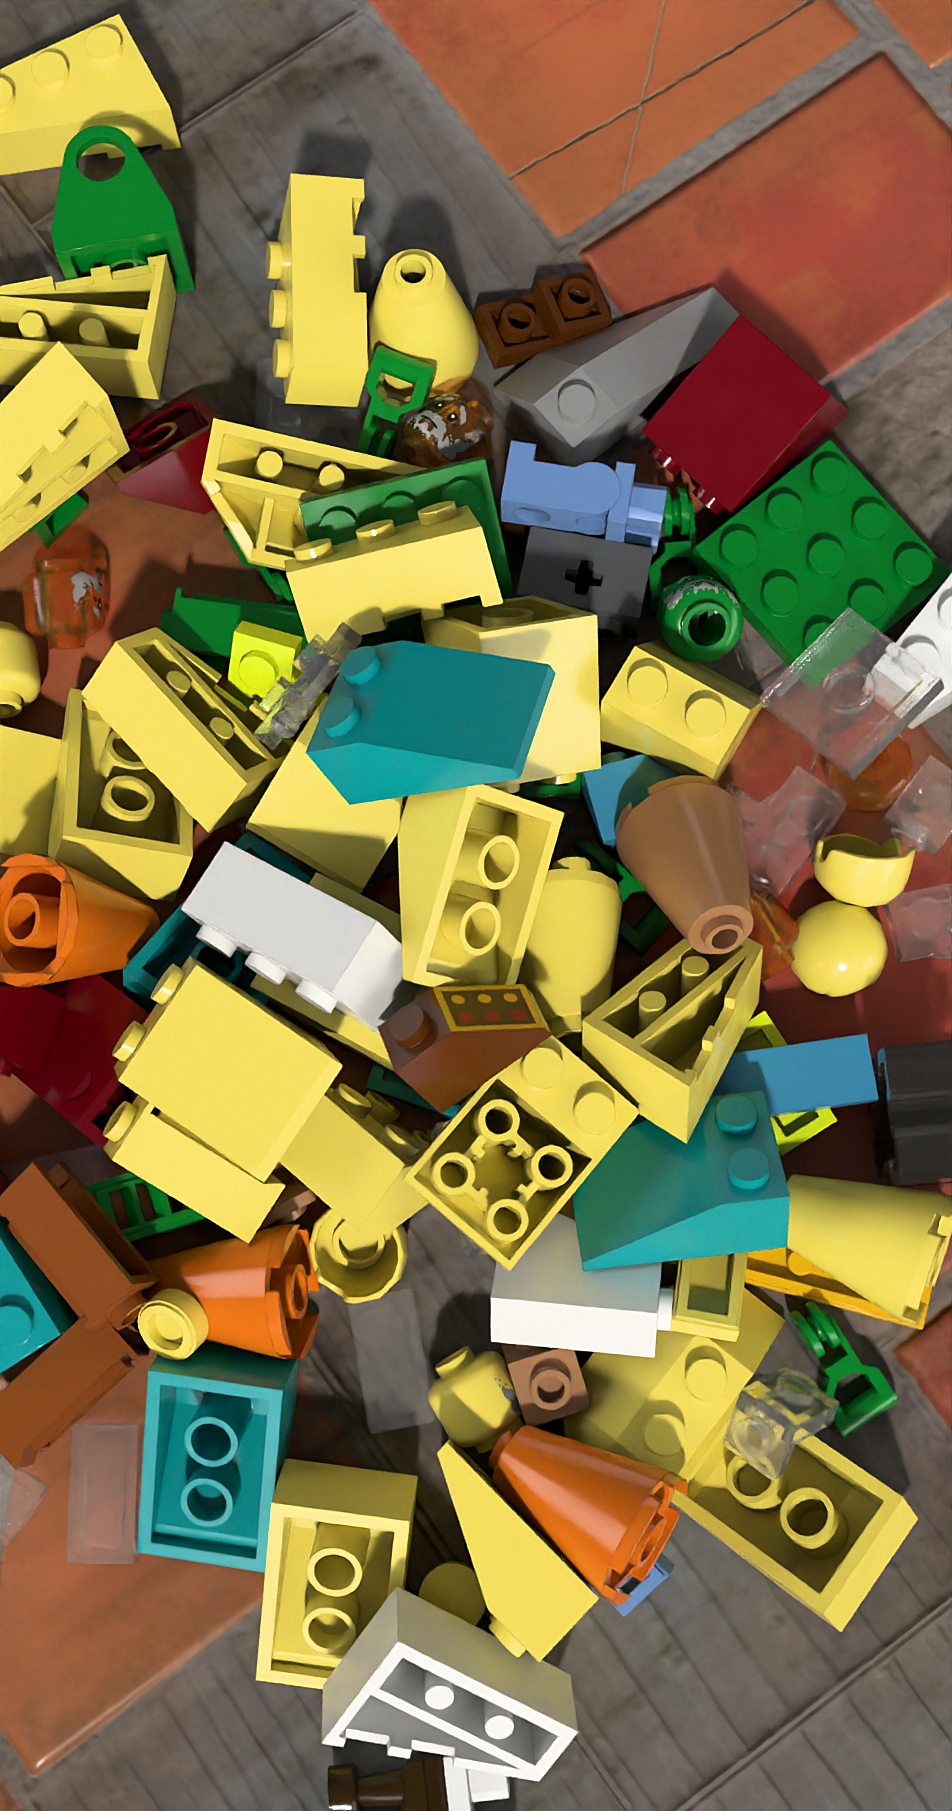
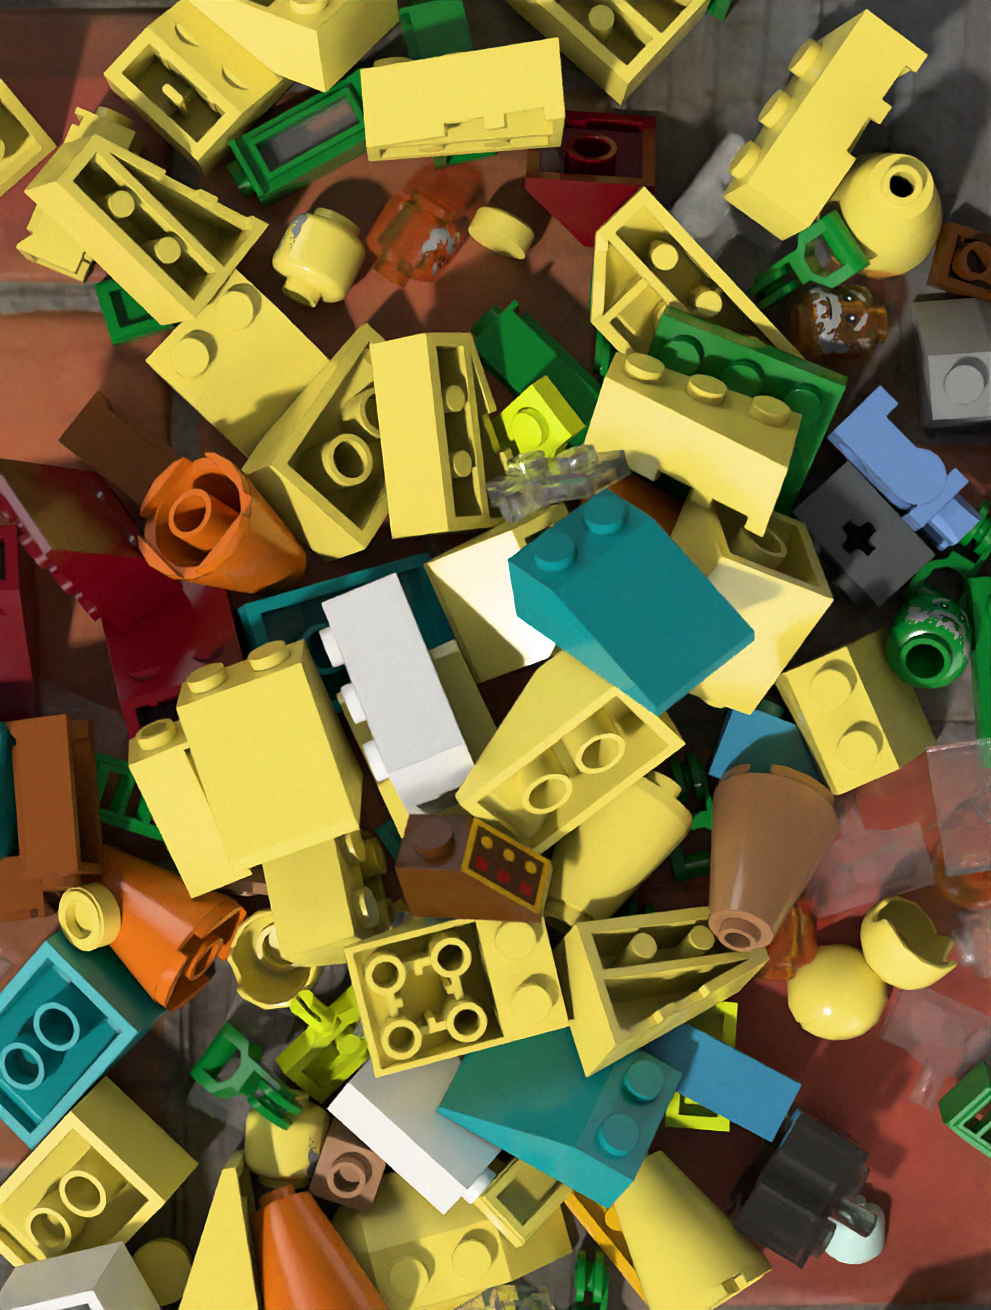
camera: 25 degrees right, 10 degrees up
(132, 552) = (501, 232): none -> light yellow tile
(406, 1367) = (250, 1076): none -> green piece
(457, 1289) = (327, 1049): none -> neon yellow plate

